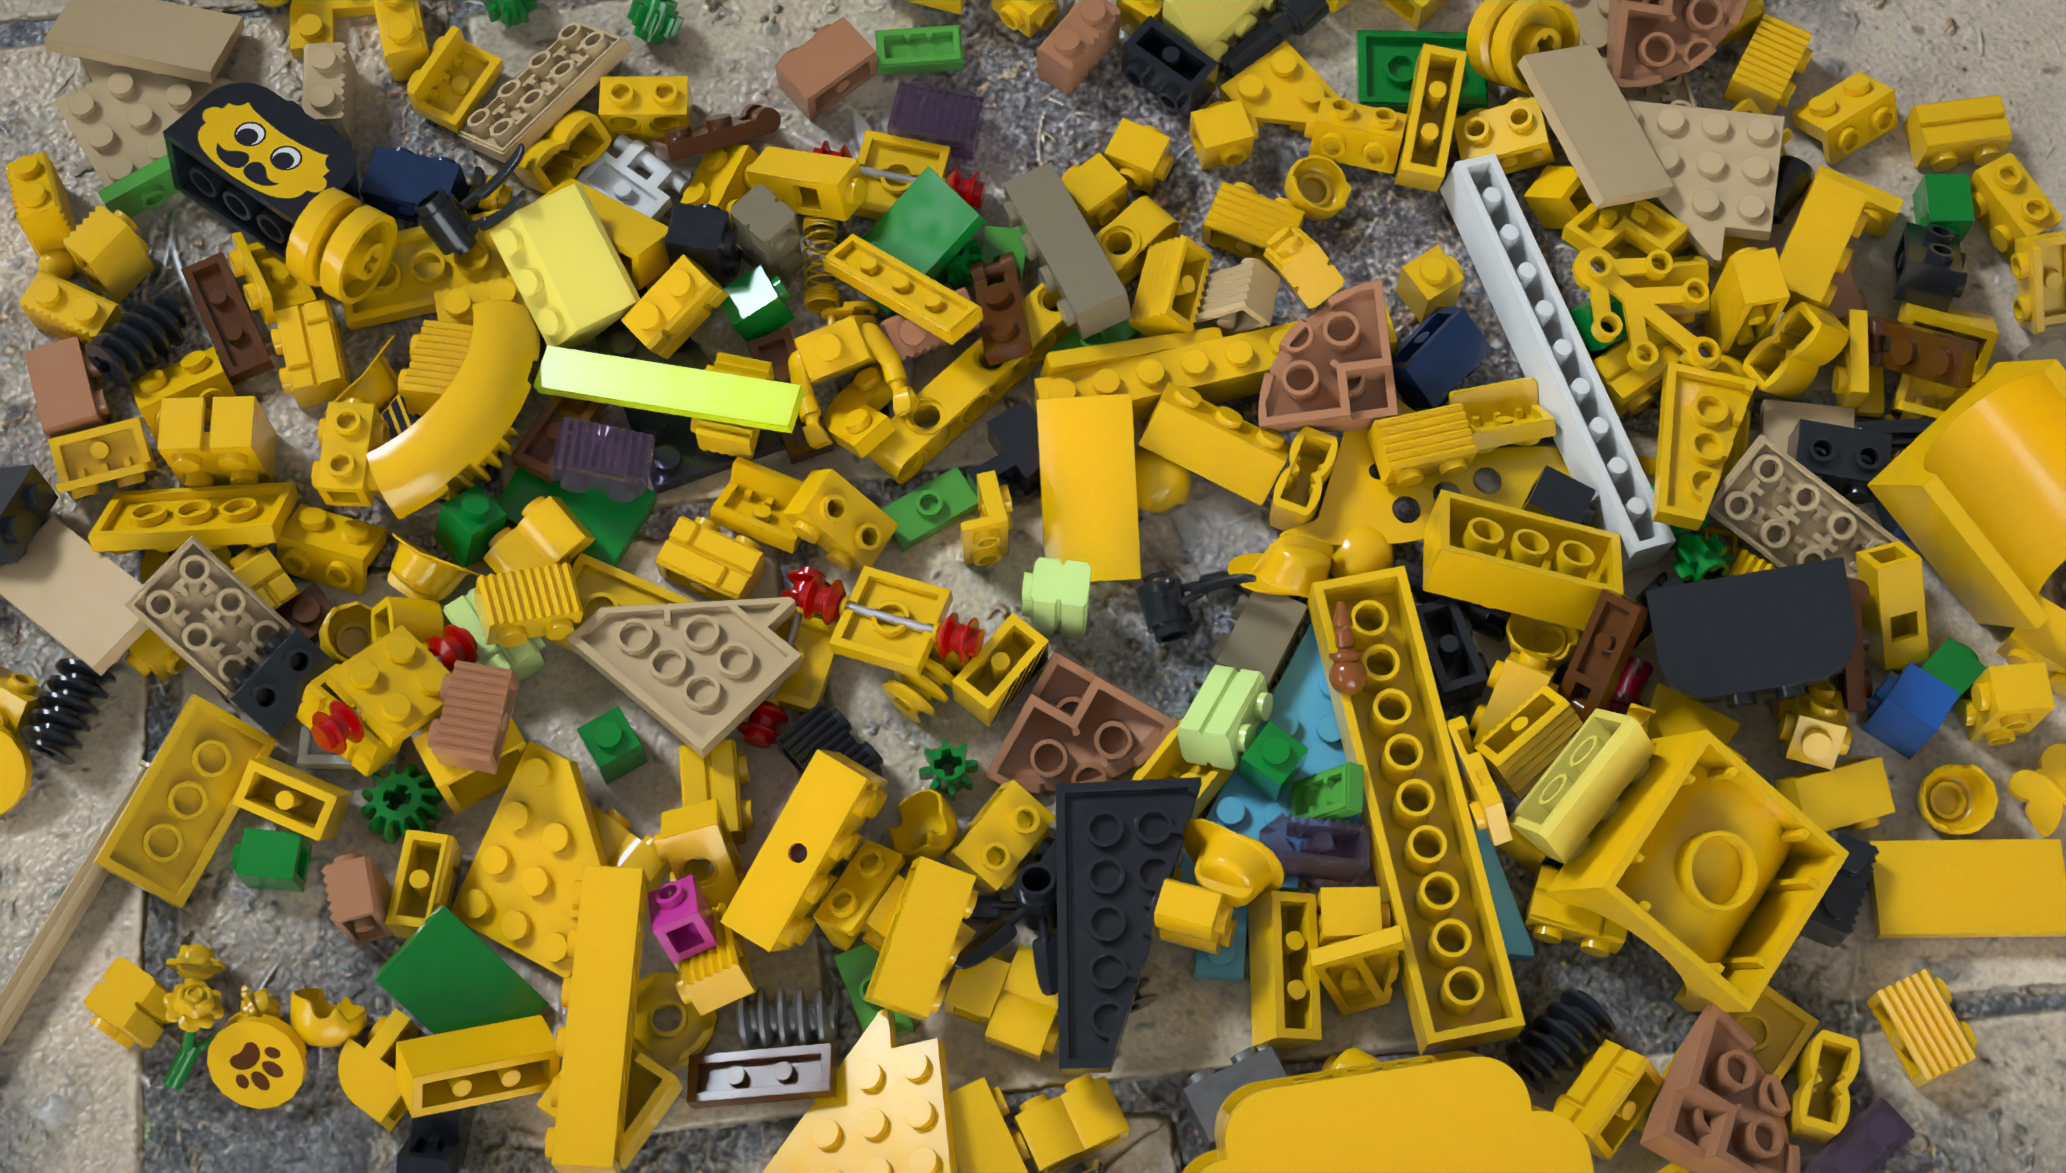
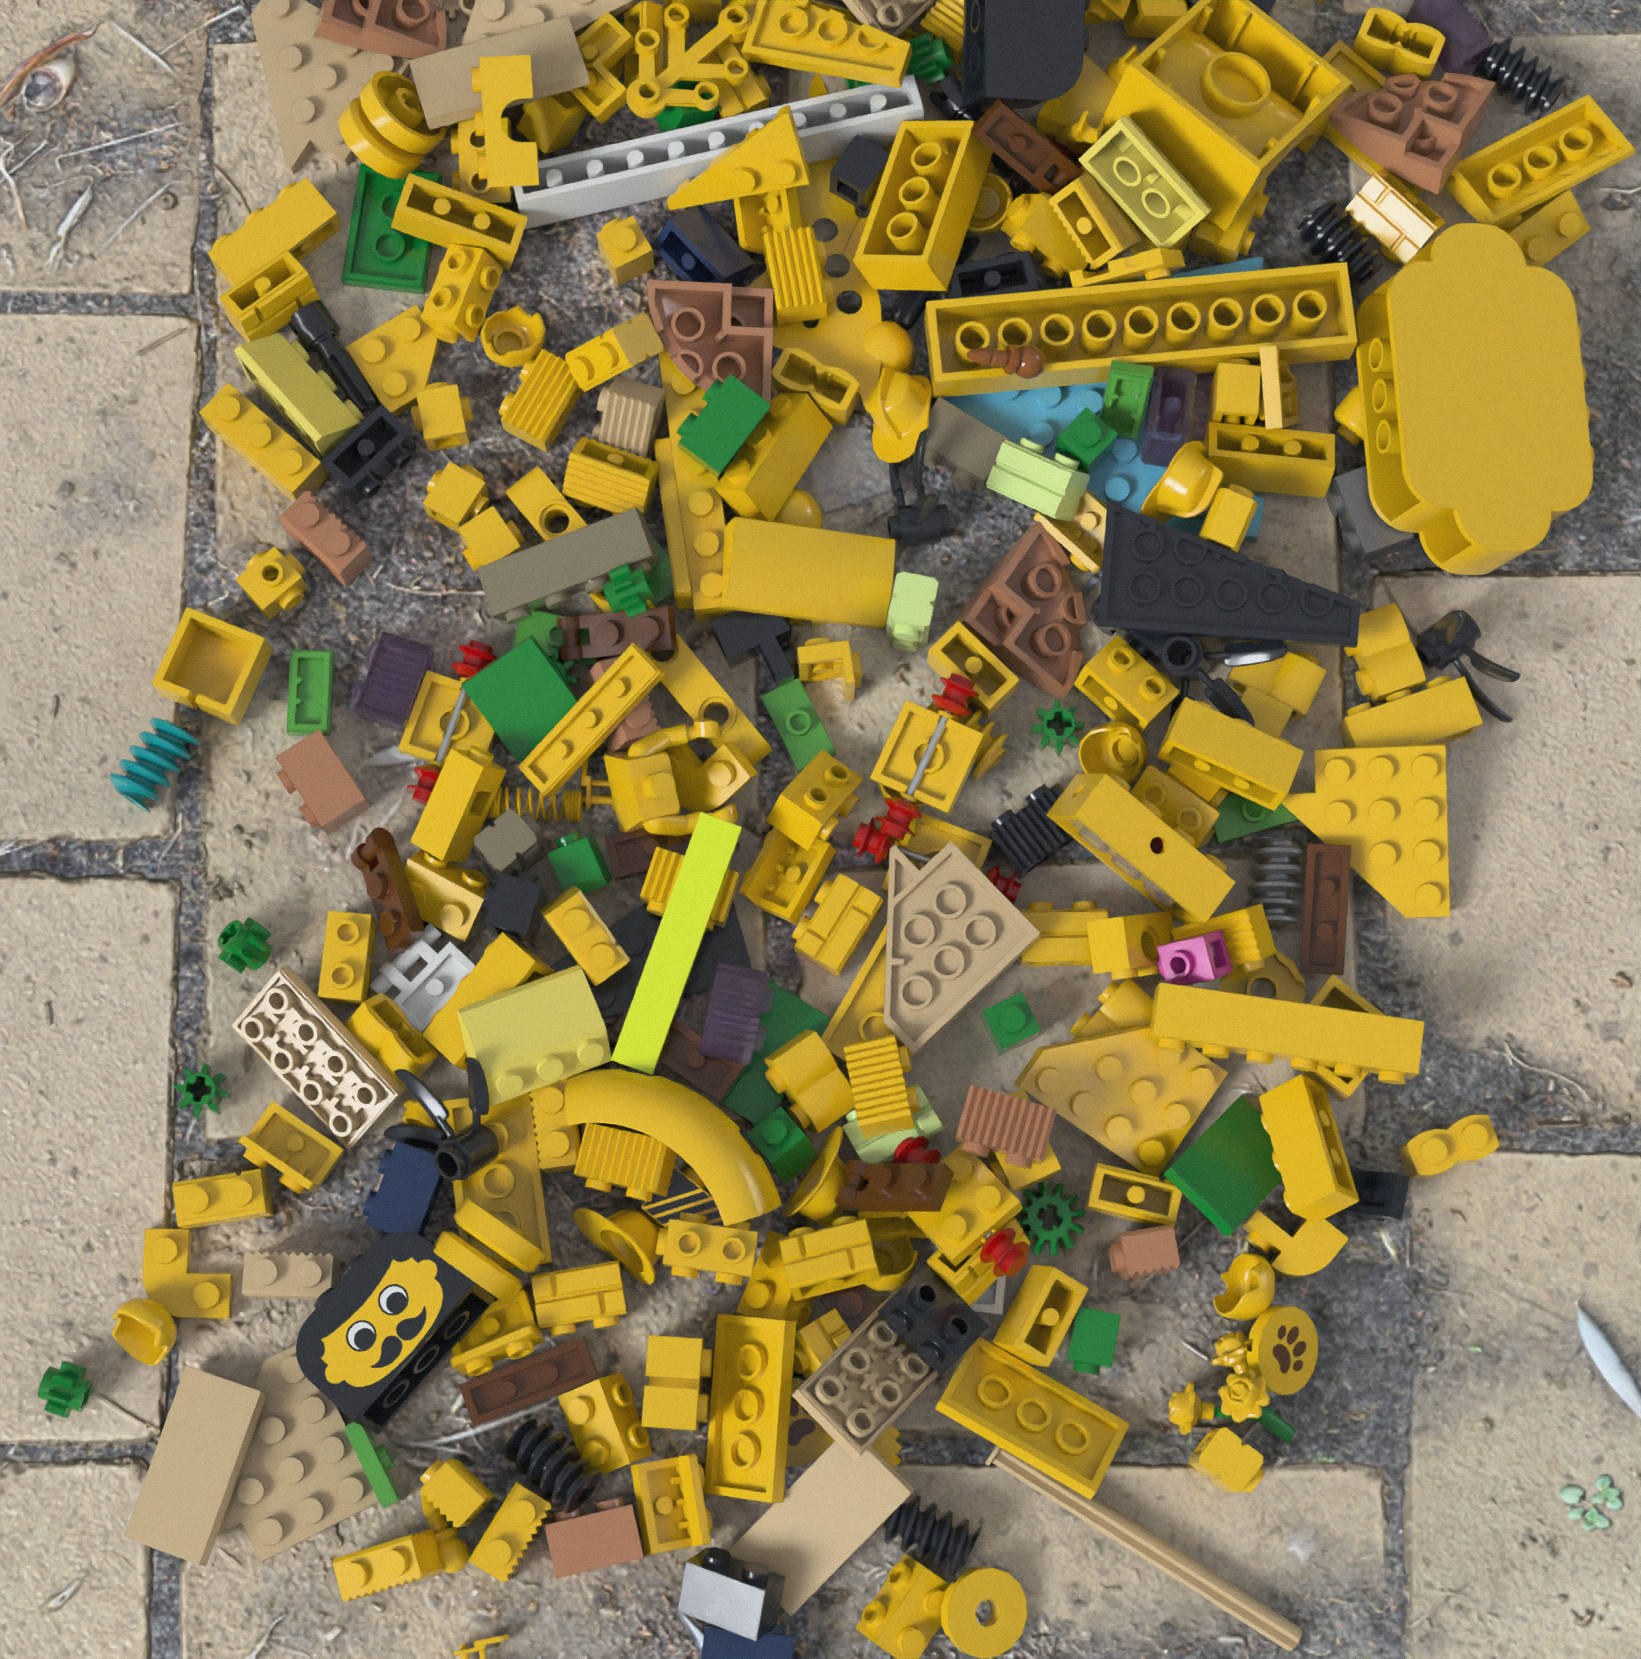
camera: 85 degrees left, 10 degrees up
(341, 568) = (829, 1258): none -> yellow brick
(412, 619) = (894, 1187): none -> reddish brown plate
(1036, 297) = (628, 590): none -> green gear
(1232, 372) = (722, 425): none -> green brick
(1495, 130) = (501, 82): none -> yellow arch
(1538, 386) = (759, 164): none -> yellow wing

